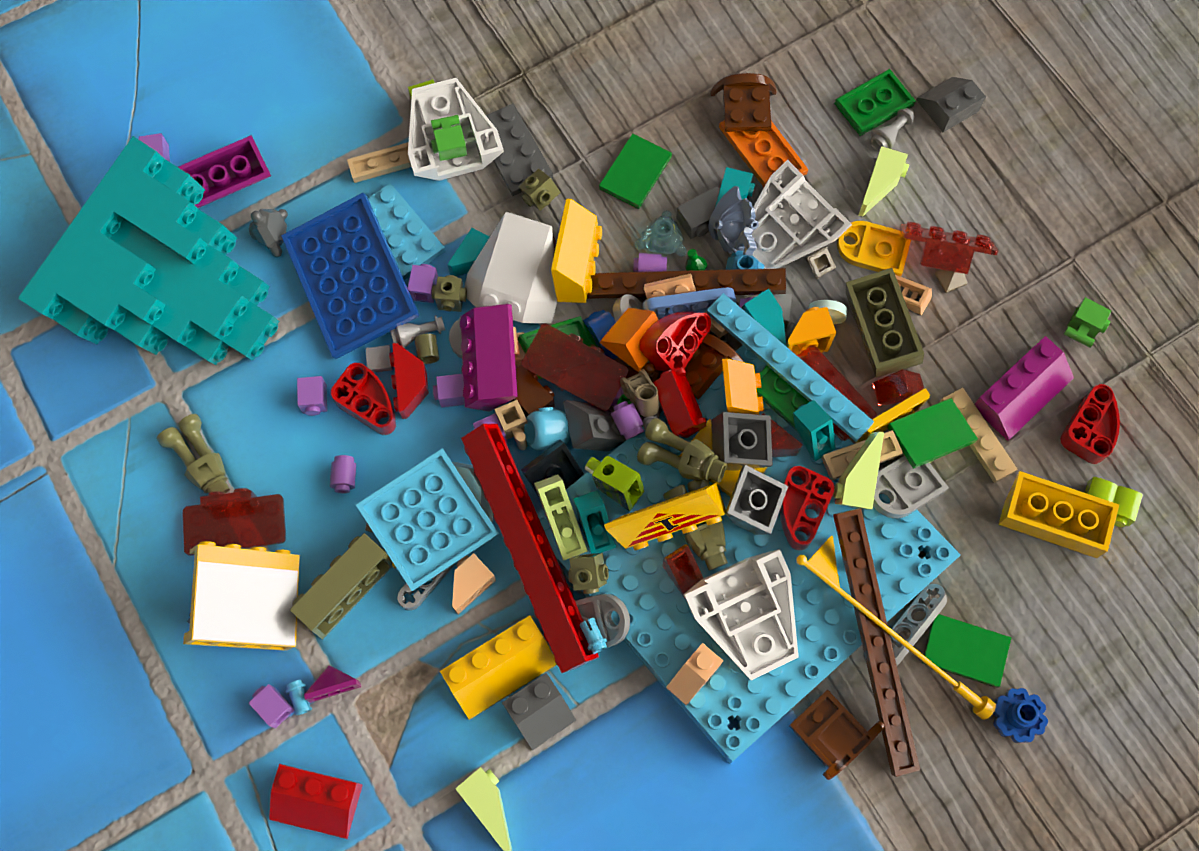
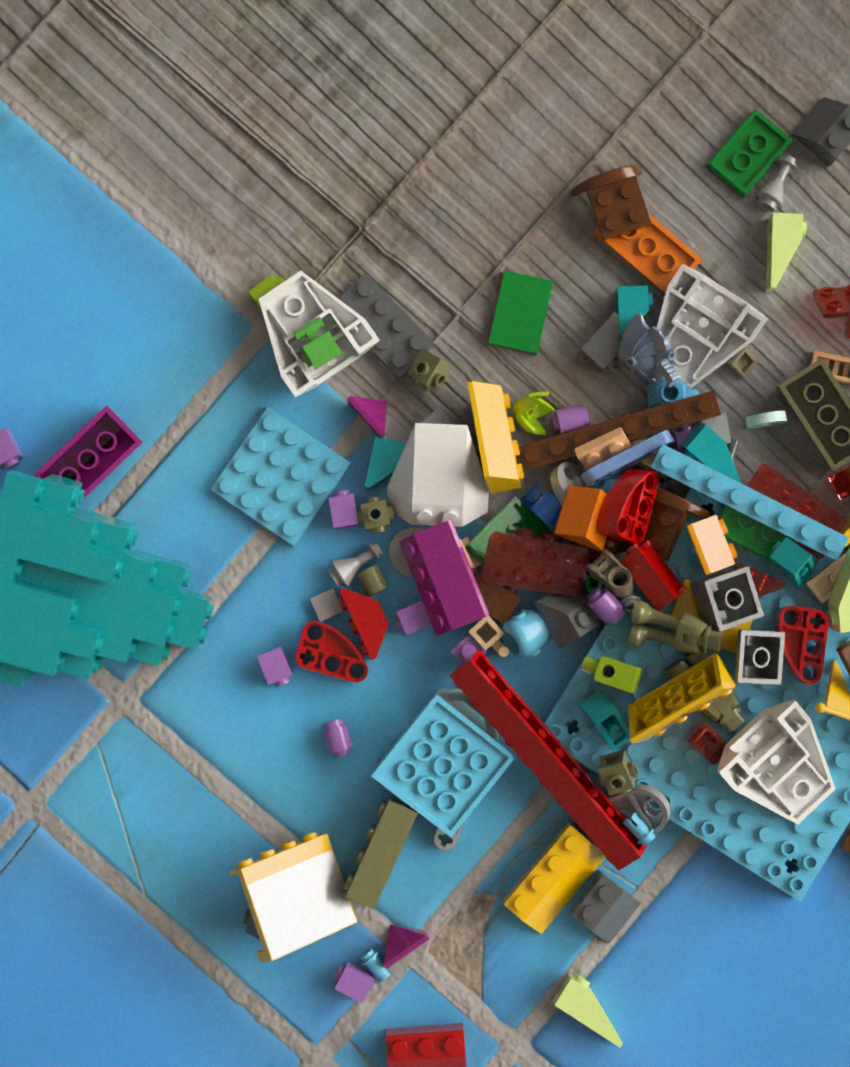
camera: 25 degrees left, 15 degrees up
(205, 472) = (199, 778): olive piece -> none
(235, 519) = (248, 819): clear red bracket -> none
(268, 227) = (162, 499): dark grey rock -> none
(350, 276) = (267, 528): blue plate -> none
(379, 162) = (249, 385): tan plate -> none
(470, 582) = (499, 806): light nougat slope -> none
(477, 211) = (372, 412): none -> magenta slope
(552, 462) = (546, 676): black plate -> none
(560, 517) = (571, 723): yellowish green slope -> none
(617, 248) = (531, 408): none -> lime piece
(662, 236) = (572, 381): clear light blue rock -> none
(694, 674) = (745, 837): light nougat slope -> none
(695, 261) = (615, 403): green rock -> none
(812, 329) = (756, 449): light orange slope -> none
(875, 247) = (795, 327): yellow tile -> none

